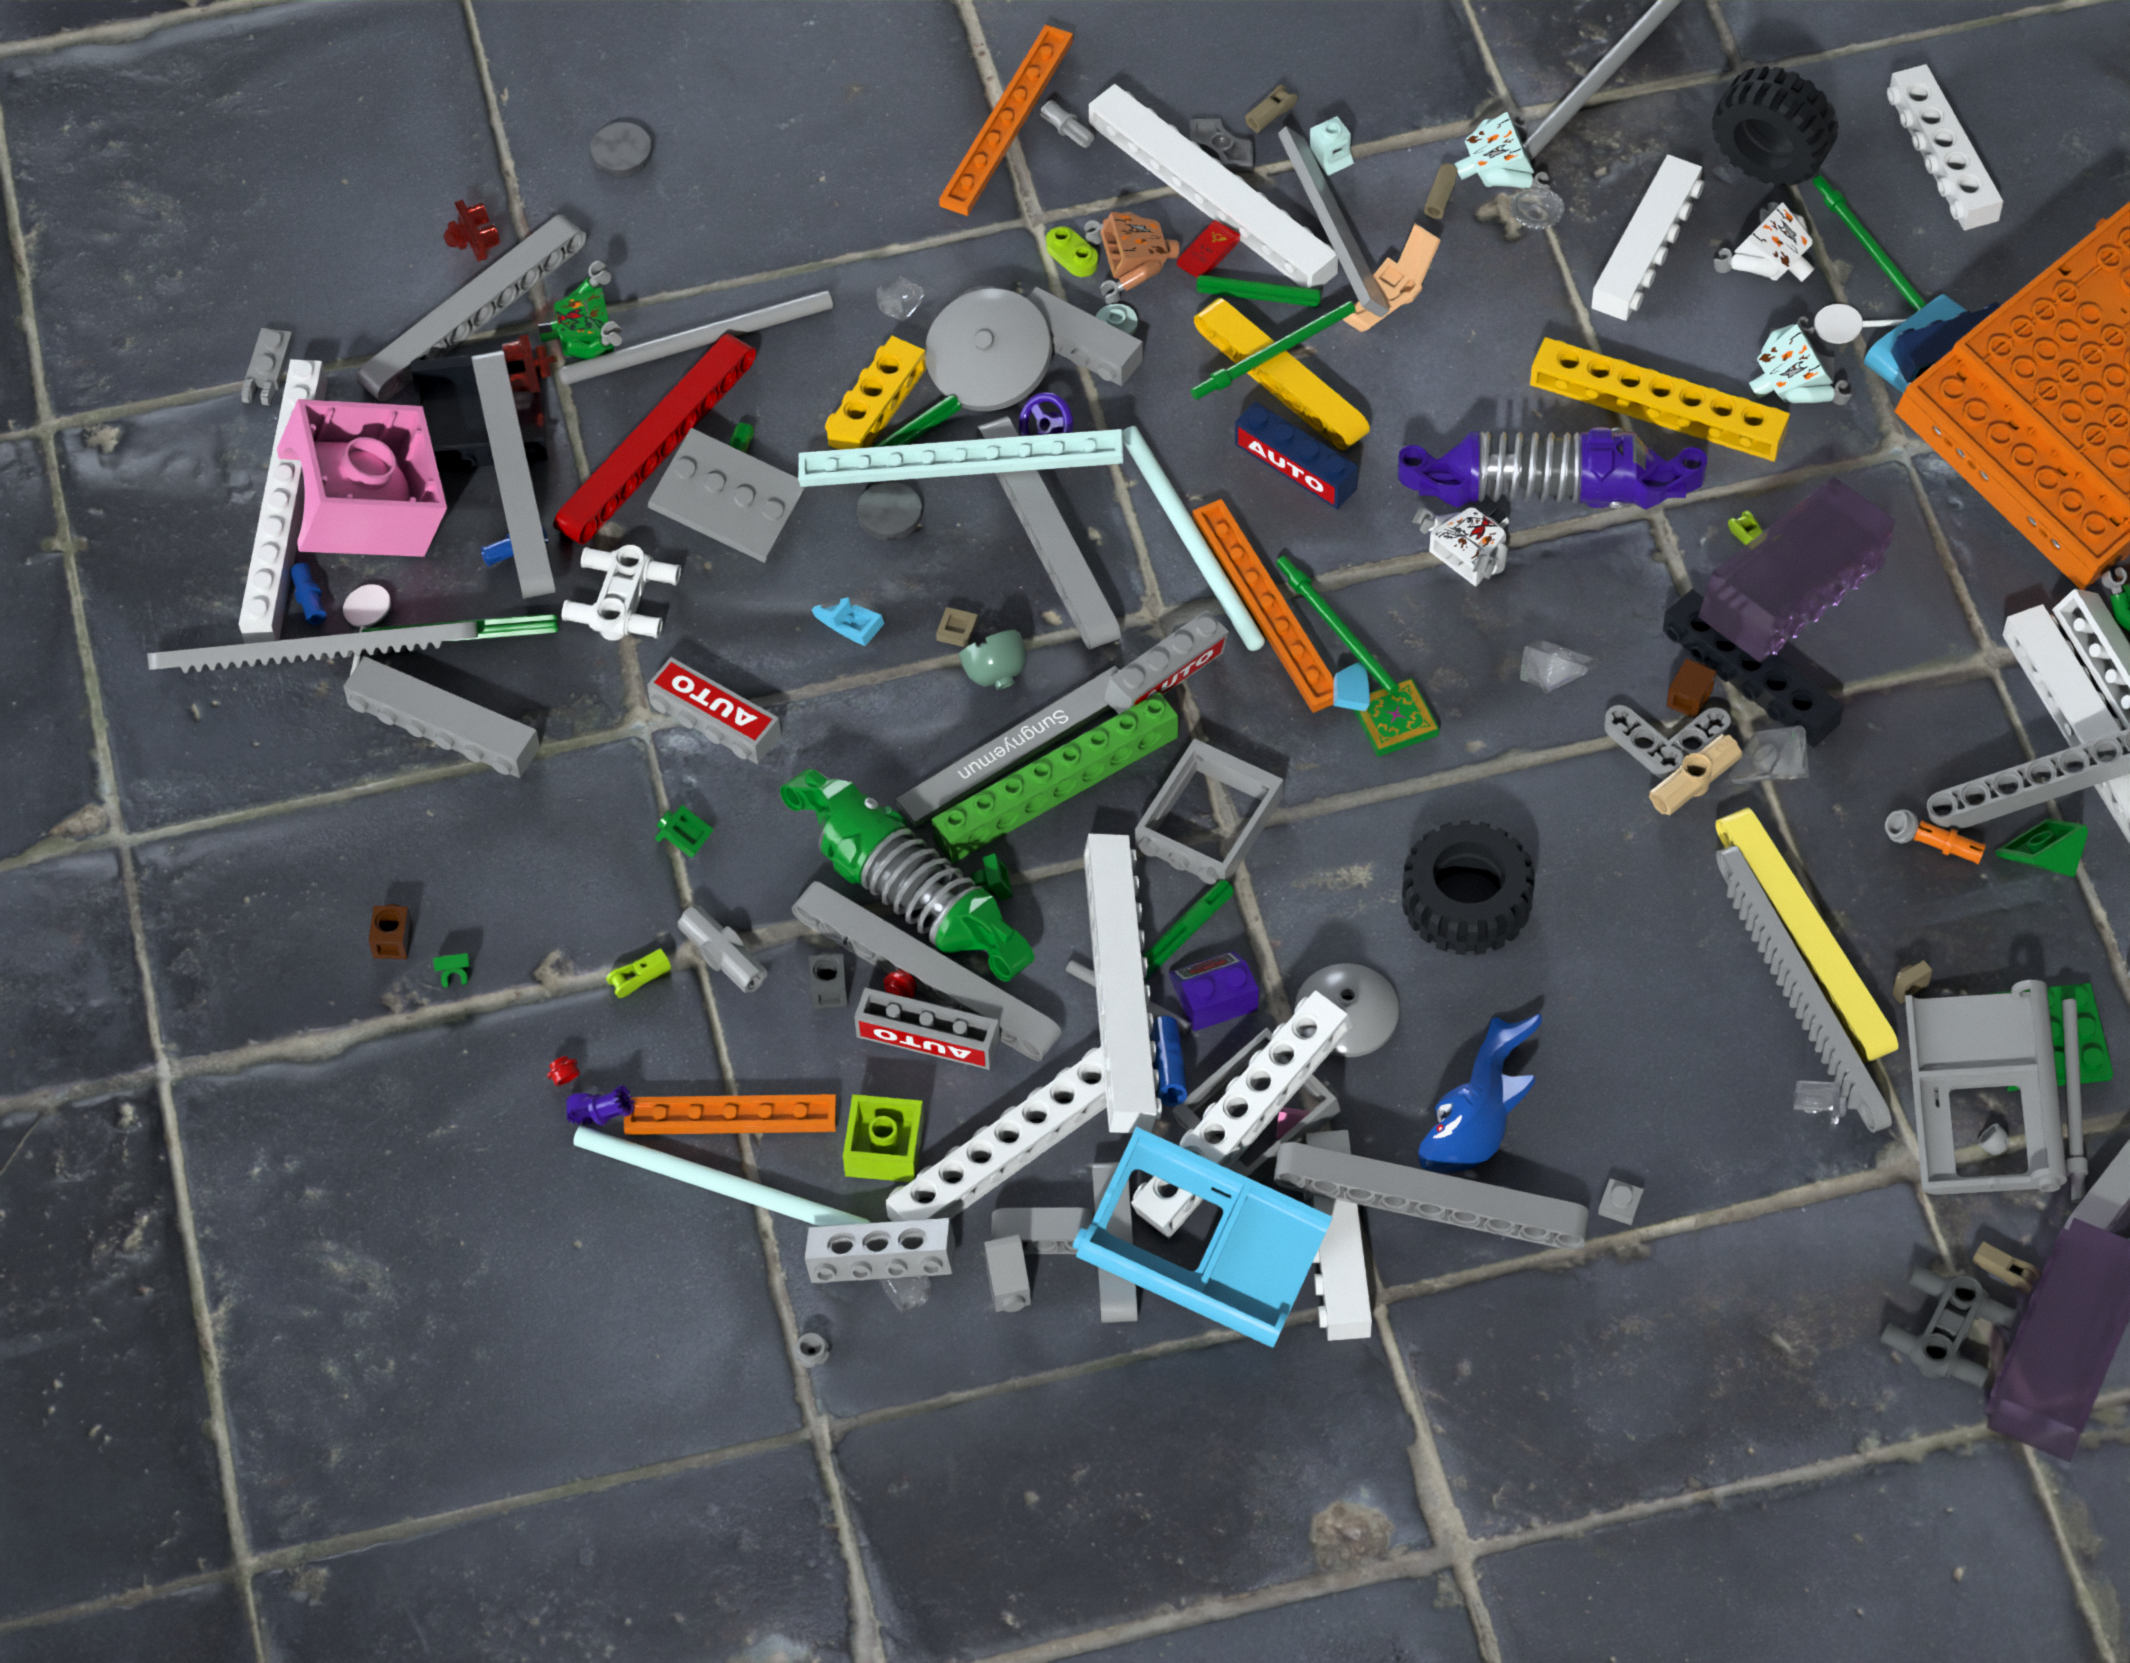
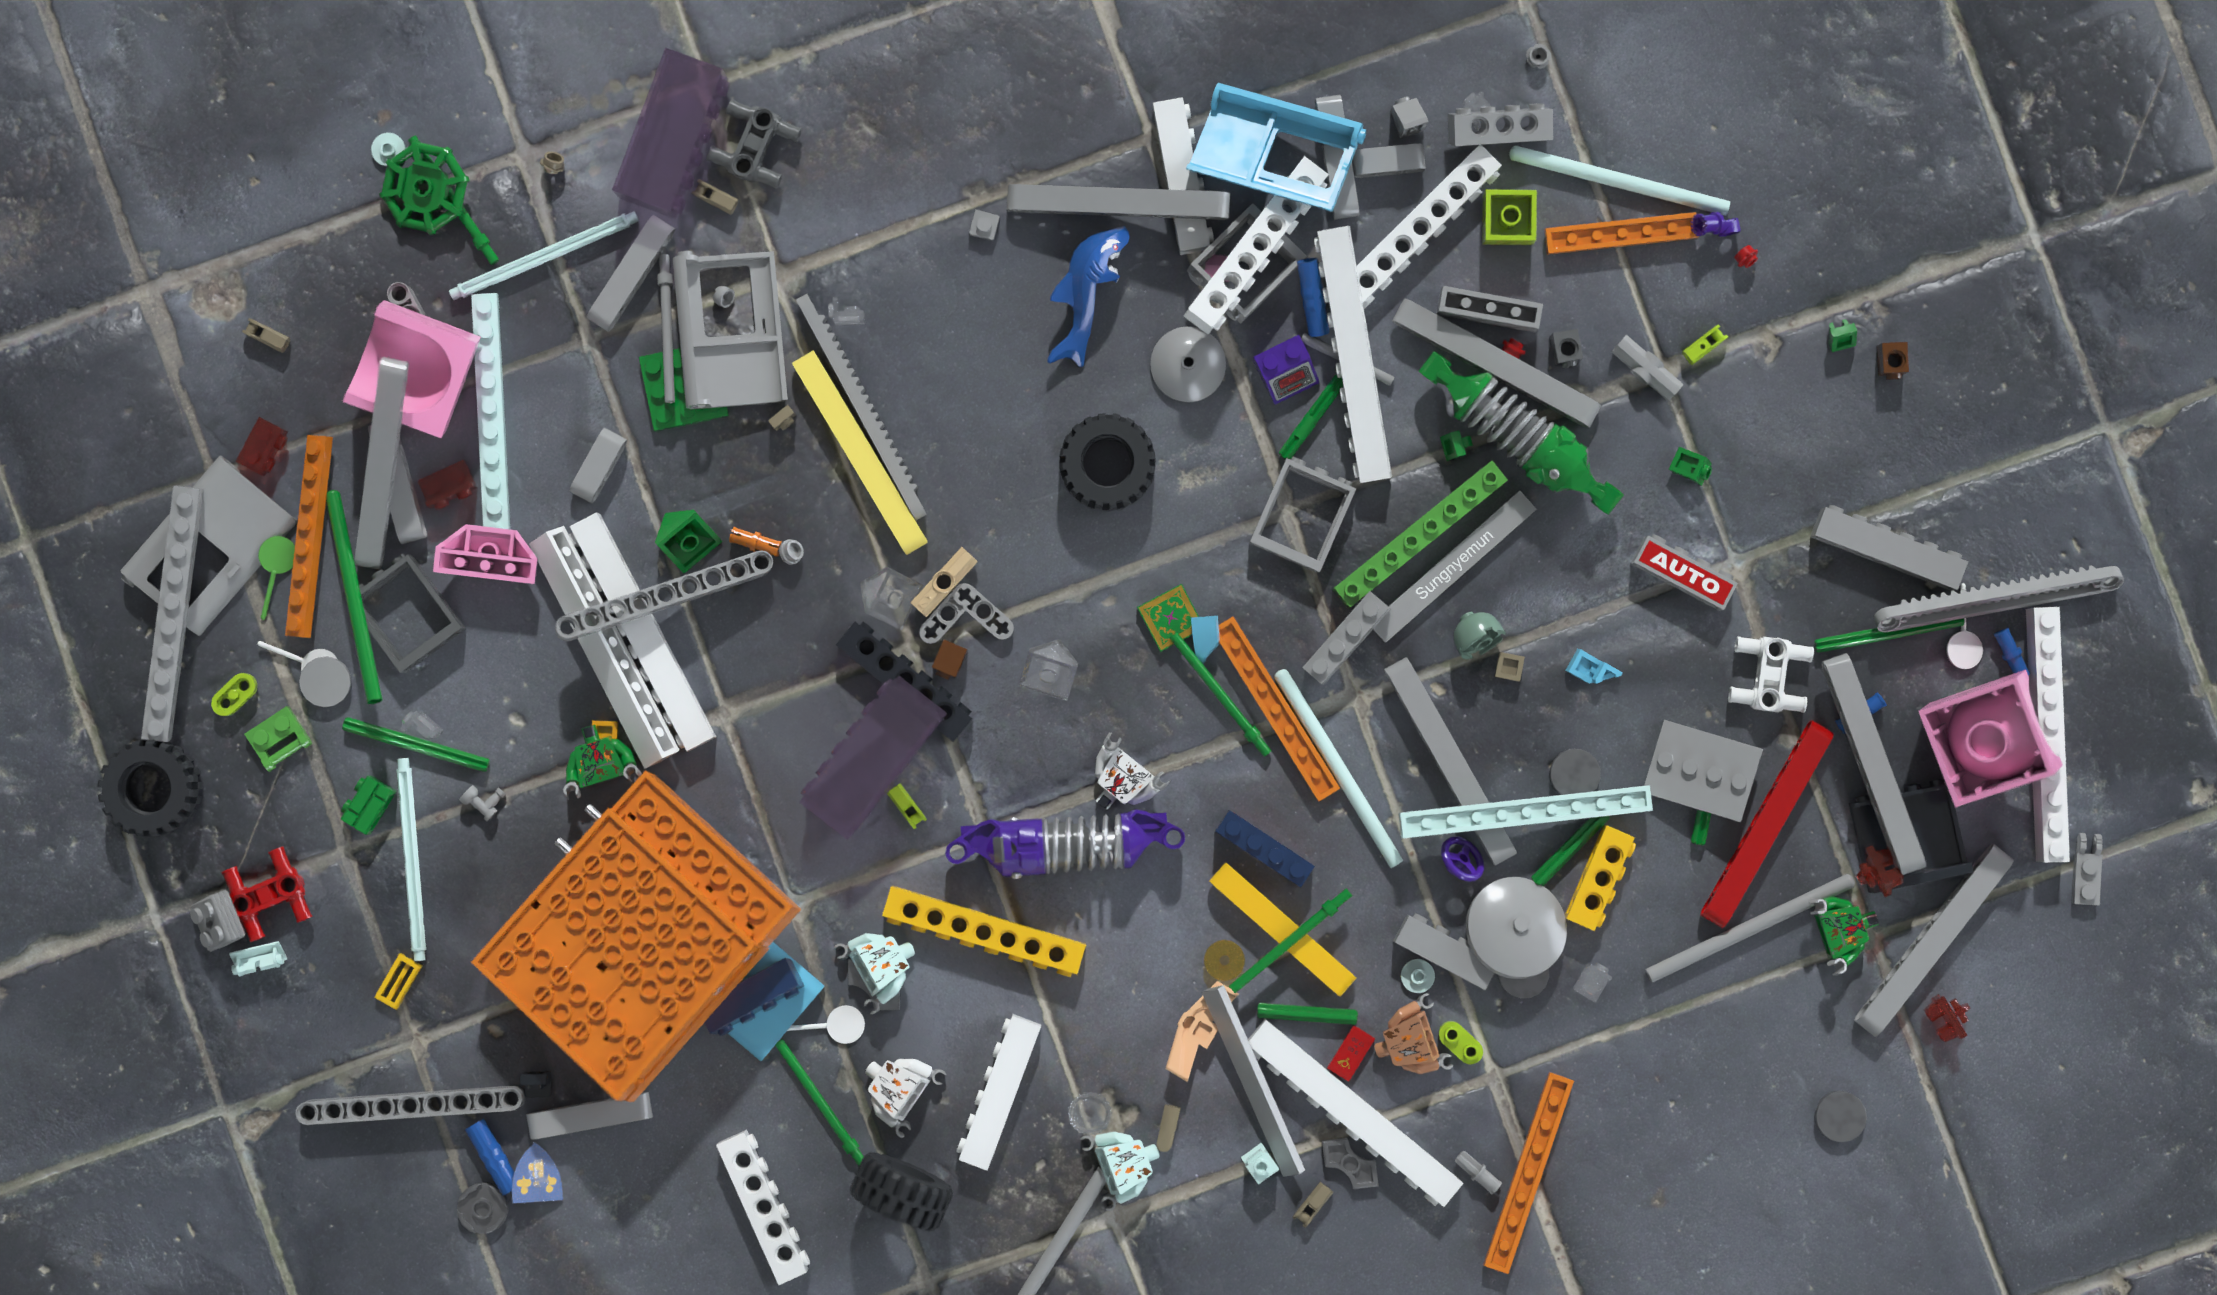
camera: 175 degrees right, 30 degrees up
(1356, 341) = (1227, 971): none -> clear yellow piece

